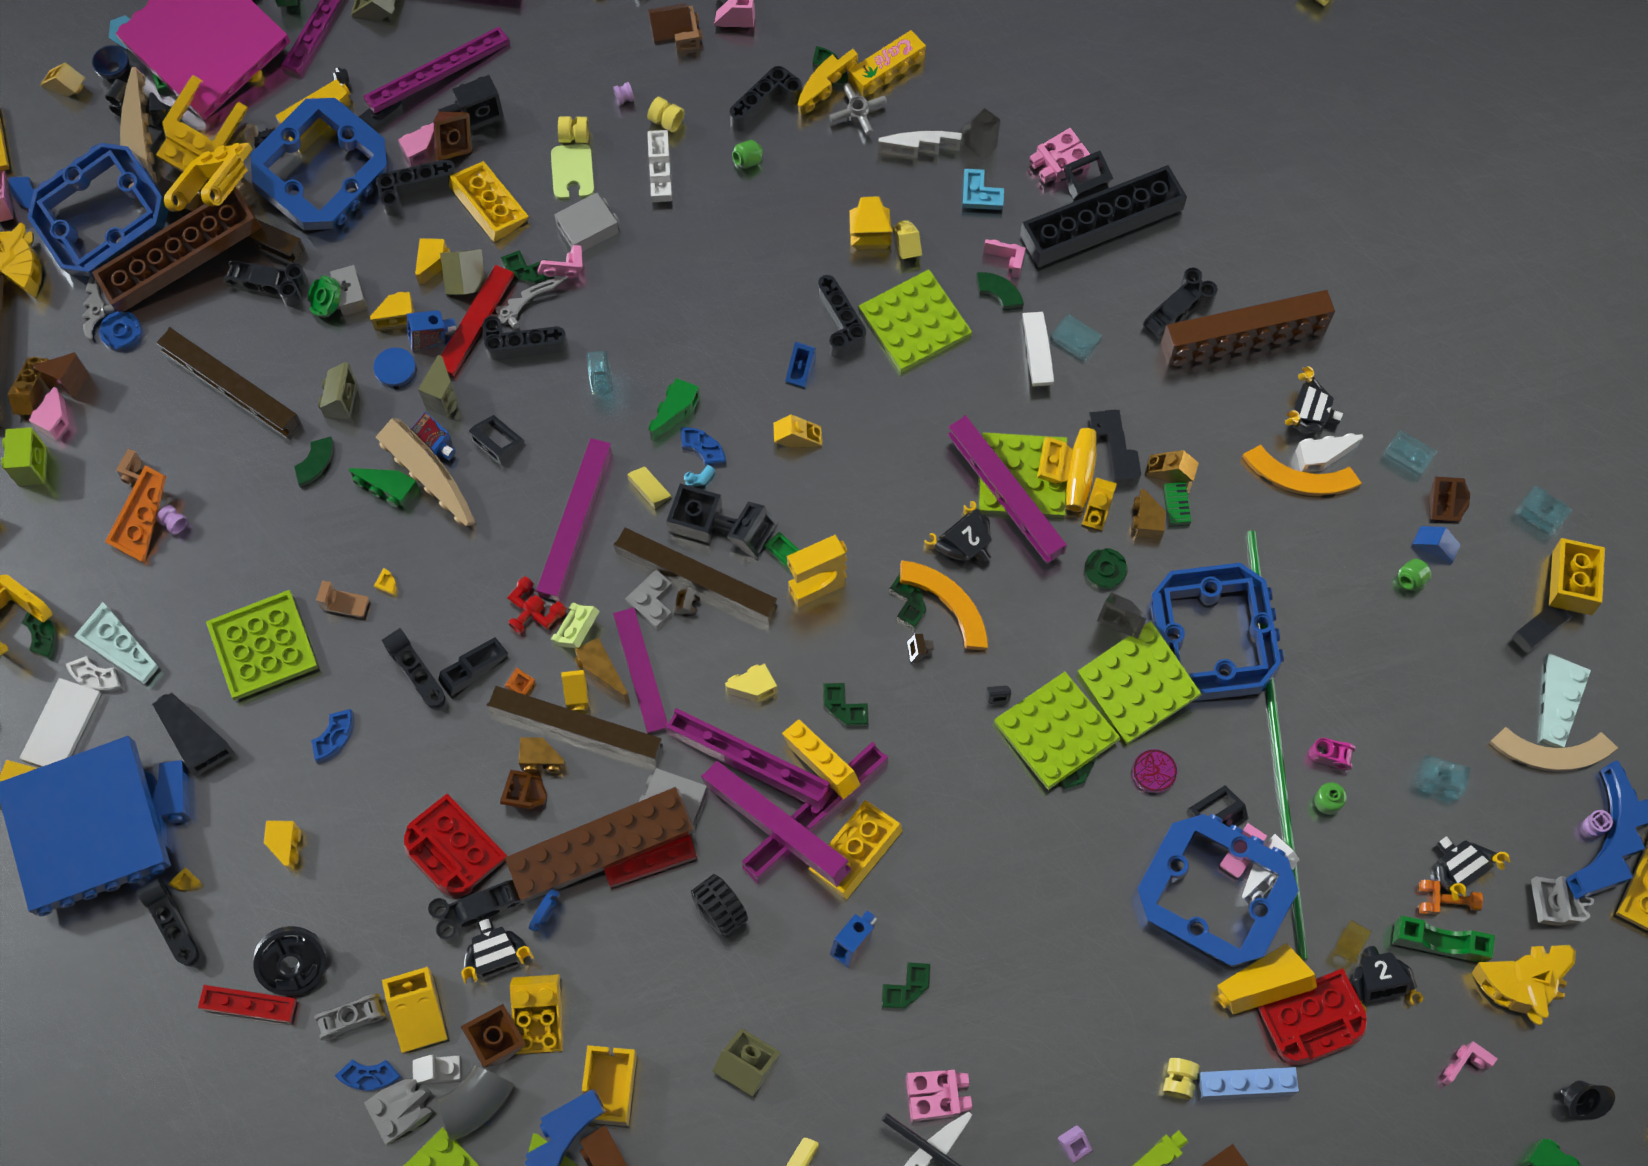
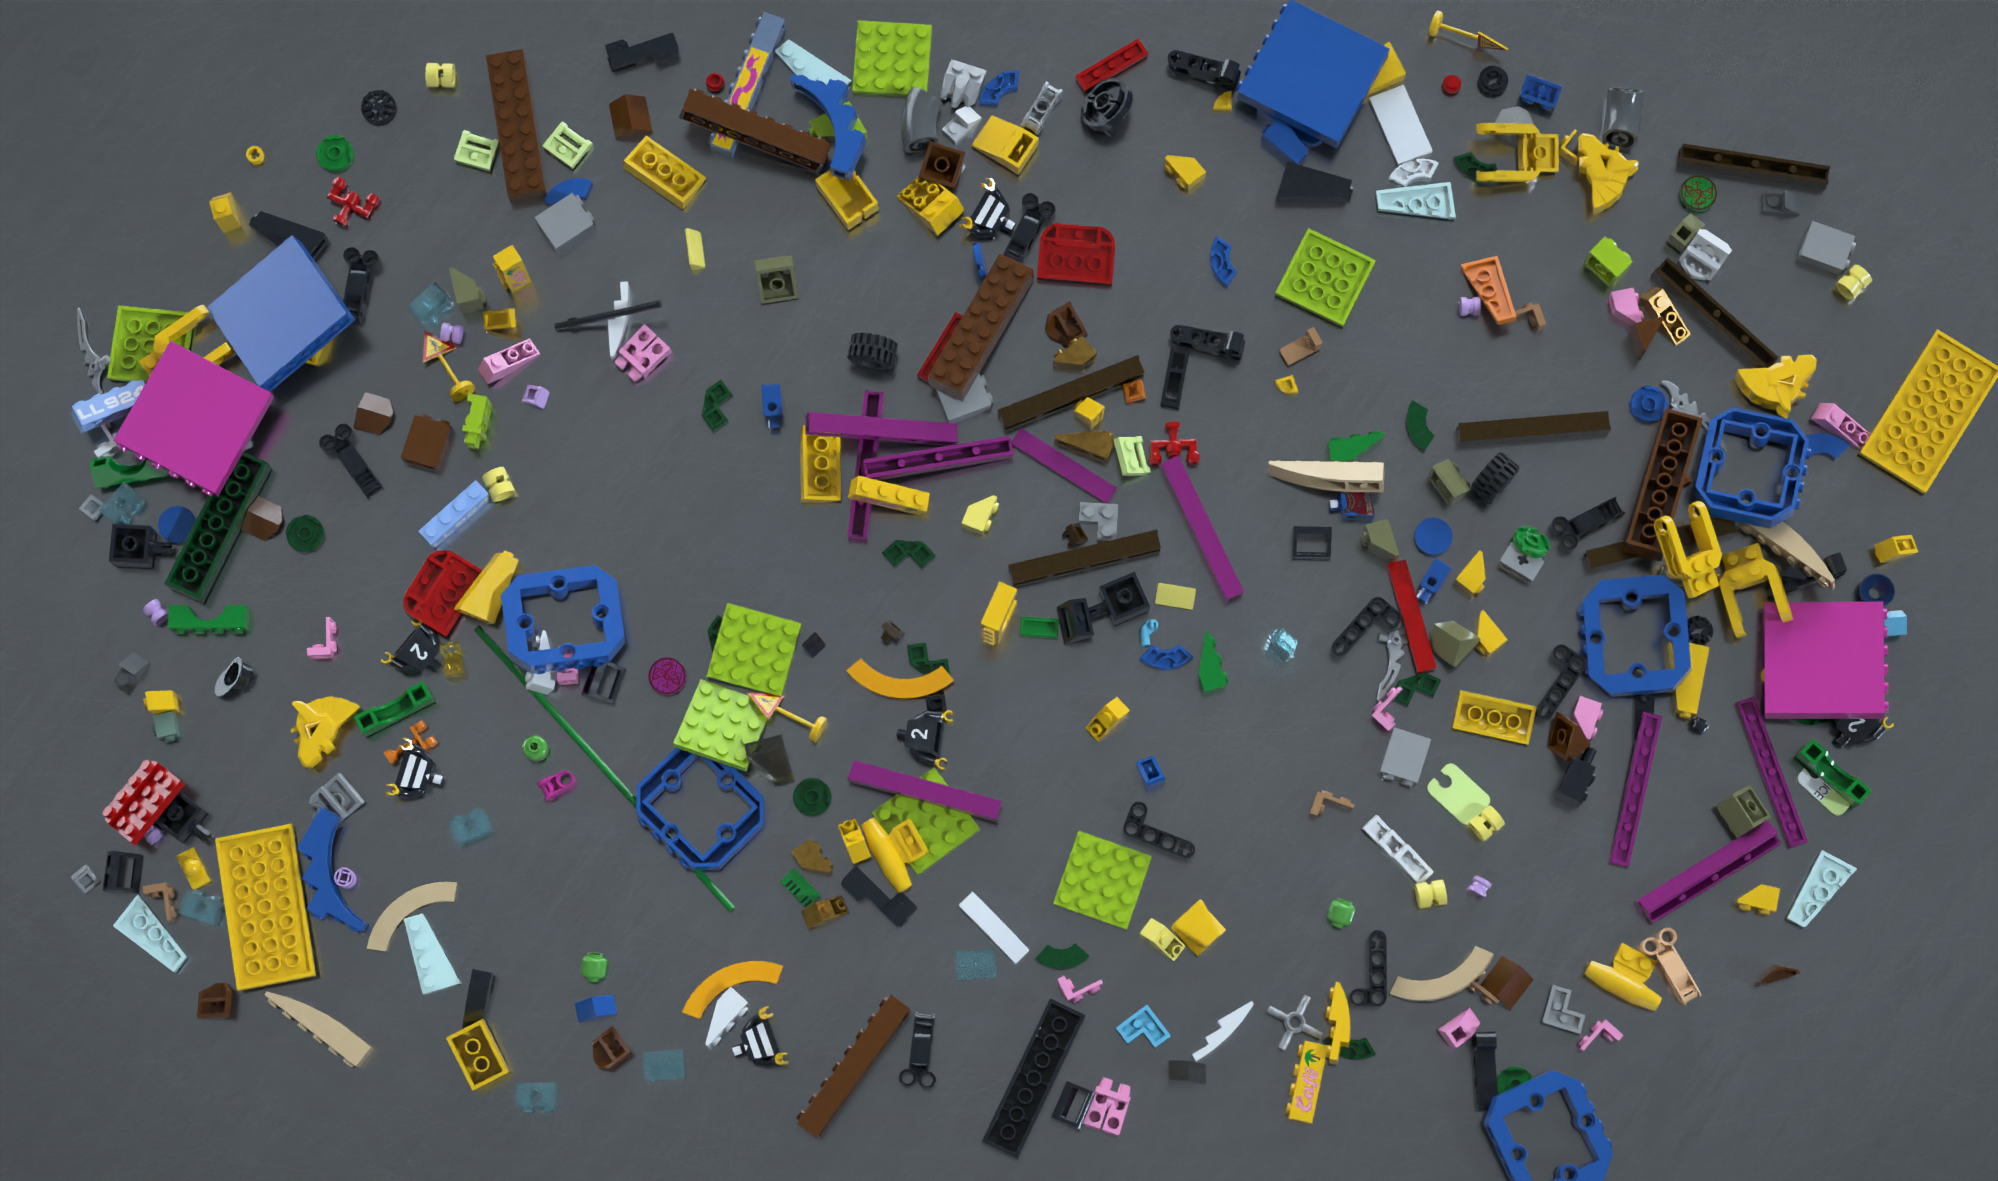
camera: 140 degrees right, 10 degrees up
(299, 360) = (1495, 477): none -> black tyre
(686, 243) = (1318, 806): none -> medium nougat bracket
(717, 43) = (1447, 985): none -> tan tile
(932, 559) = (936, 701): none -> black slope
(1084, 670) = (769, 703): none -> yellow piece

